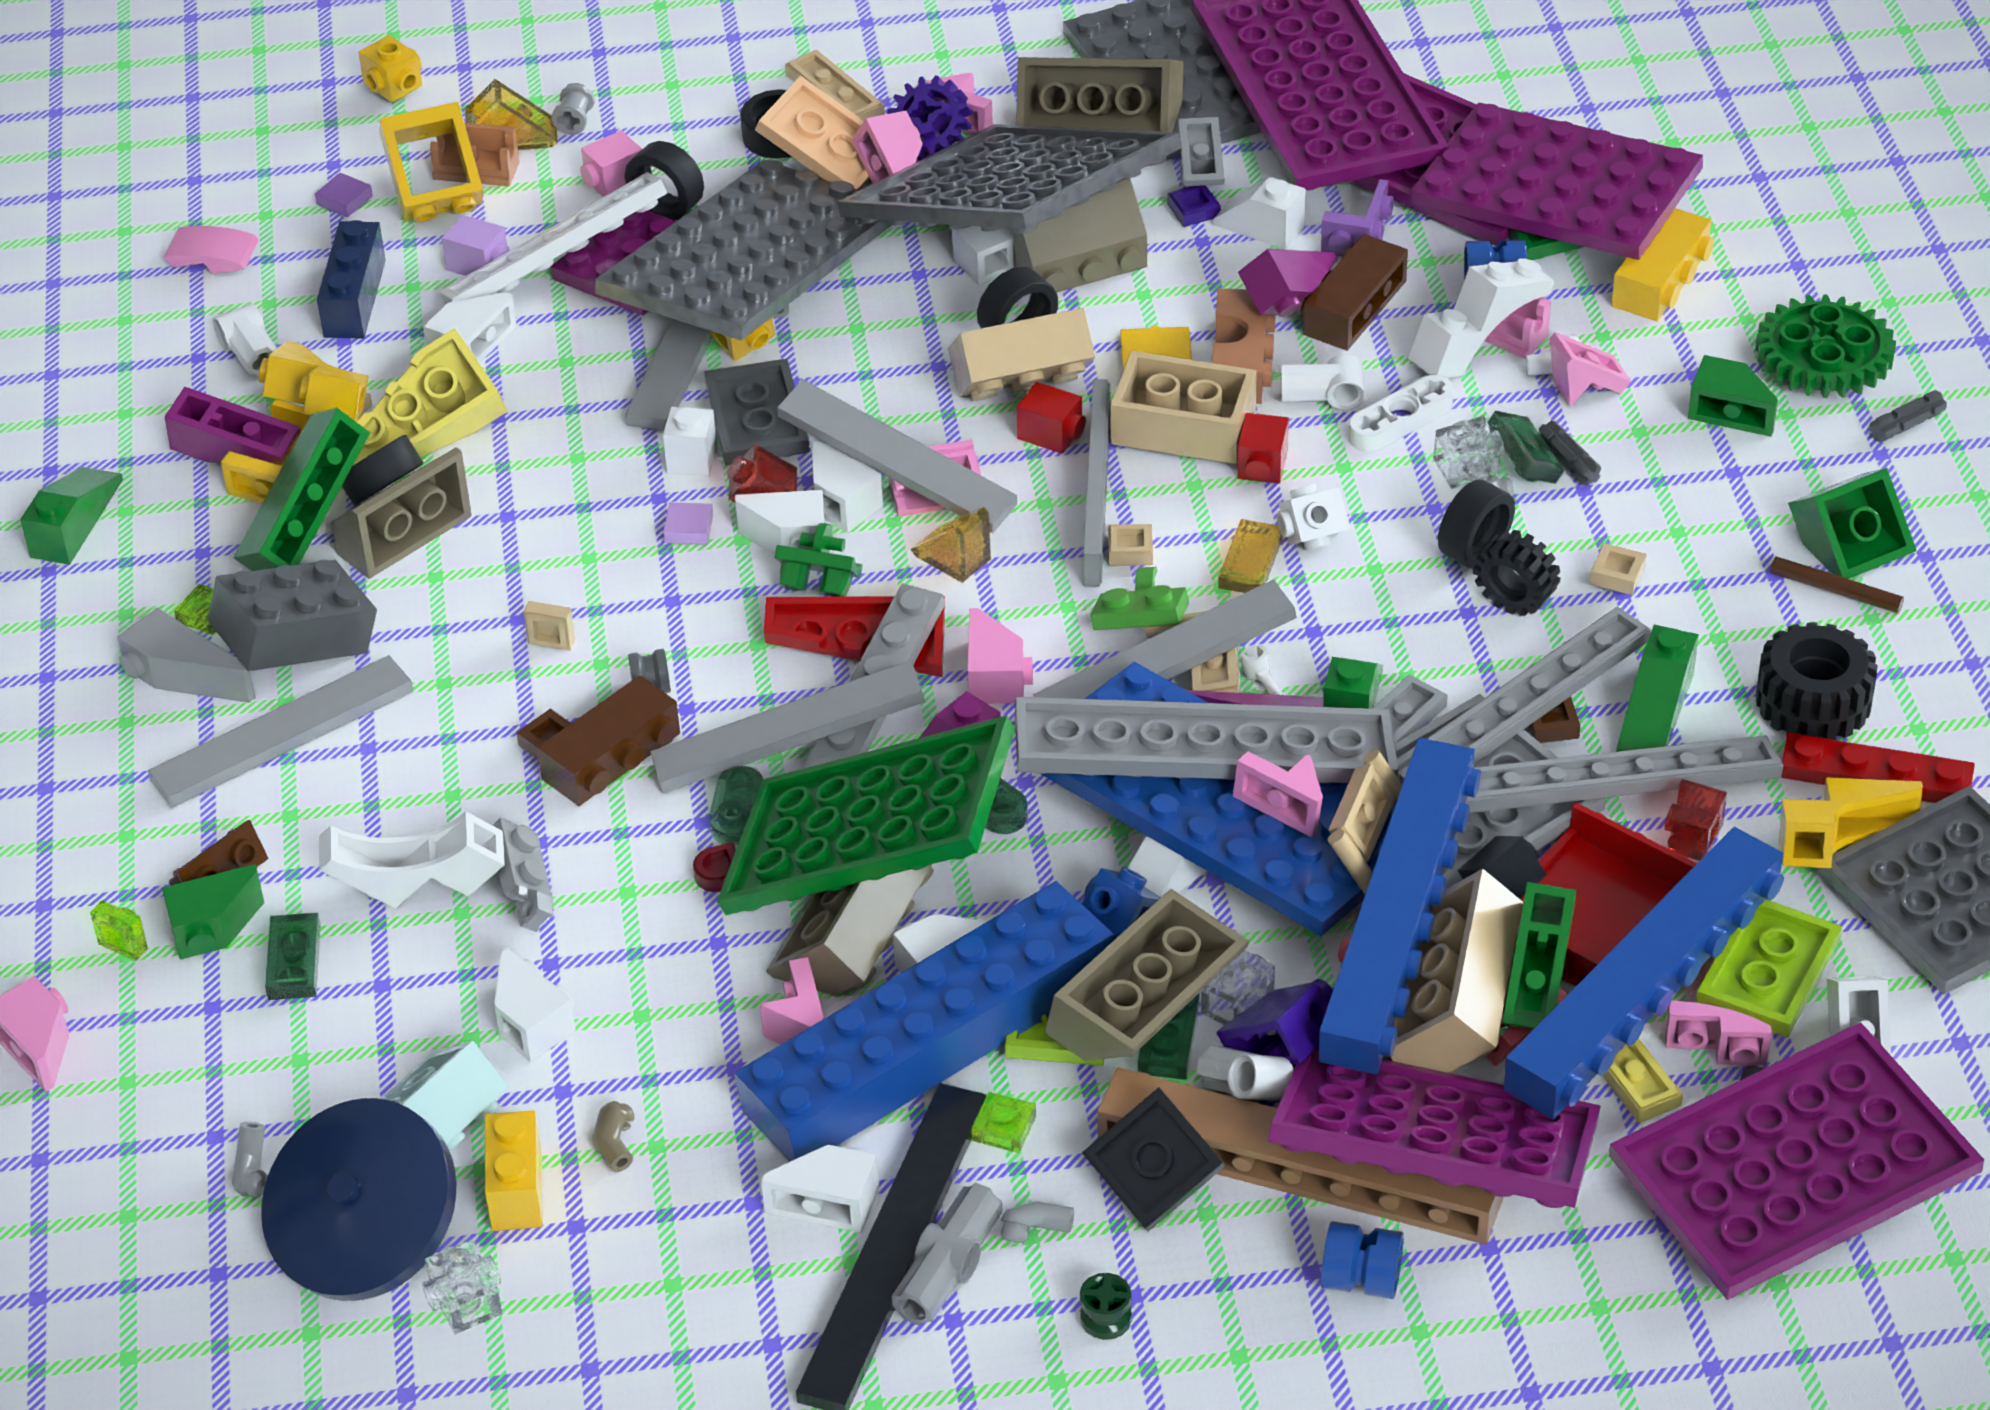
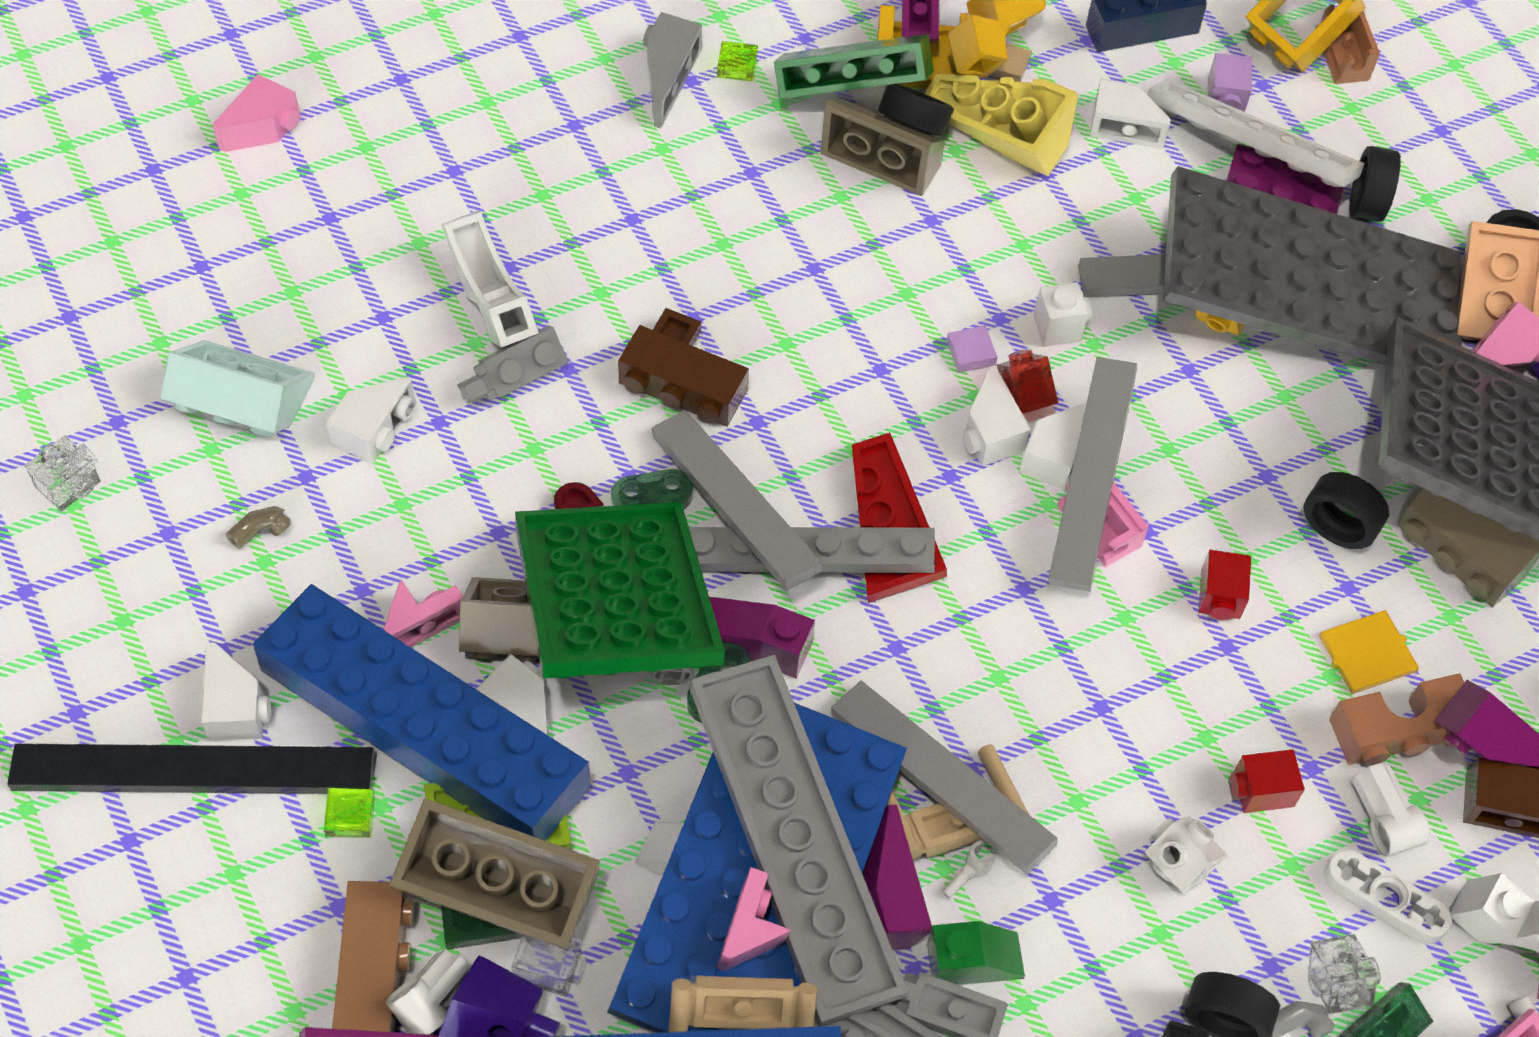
camera: 65 degrees right, 15 degrees up
(119, 930) = (374, 129): clear neon green plate -> none
(212, 909) = (408, 177): green slope -> none
(235, 850) = (462, 167): reddish brown hinge -> none
(247, 1173) = (166, 294): light grey arm -> none
(280, 731) = (626, 156): light grey tile -> none
(291, 614) = (724, 110): dark grey brick -> none
(293, 956) = (382, 246): clear green plate -> none
(358, 1199) = (123, 372): dark blue dish -> none
(505, 107) = (1404, 53): clear yellow slope -> none
(513, 1170) = (192, 466): yellow brick -> none
(549, 625) = (799, 289): tan tile -> none
(571, 113) = (1446, 90): light grey bush -> none
(606, 162) = (1389, 133): bright pink brick -> none
(651, 668) = (772, 378): dark grey wheel -> none
(746, 409) = (1136, 335): dark grey plate -> none
(836, 568) = (955, 457): green hips -> none
(947, 1254) = (182, 812): light grey piece -> none
(958, 546) = (1023, 561): clear yellow slope -> none
(996, 661) = (885, 634): bright pink slope -> none
(1021, 354) = (1277, 531): tan brick -> none
(1035, 1215) = (246, 866): light grey arm -> none
(1096, 1296) = (147, 946): dark green wheel -> none
(1097, 483) = (1156, 649): light grey tile -> none
(1118, 898) = (612, 829): blue brick -> none
(1130, 544) = (1096, 705): tan tile -> none
(1140, 608) = (1004, 739): bright green plate -> none
(1153, 1159) = (310, 945): black tile -> none
(1182, 406) = (1283, 690): tan brick -> none
(1250, 556) = (1121, 814): clear yellow tile -> none

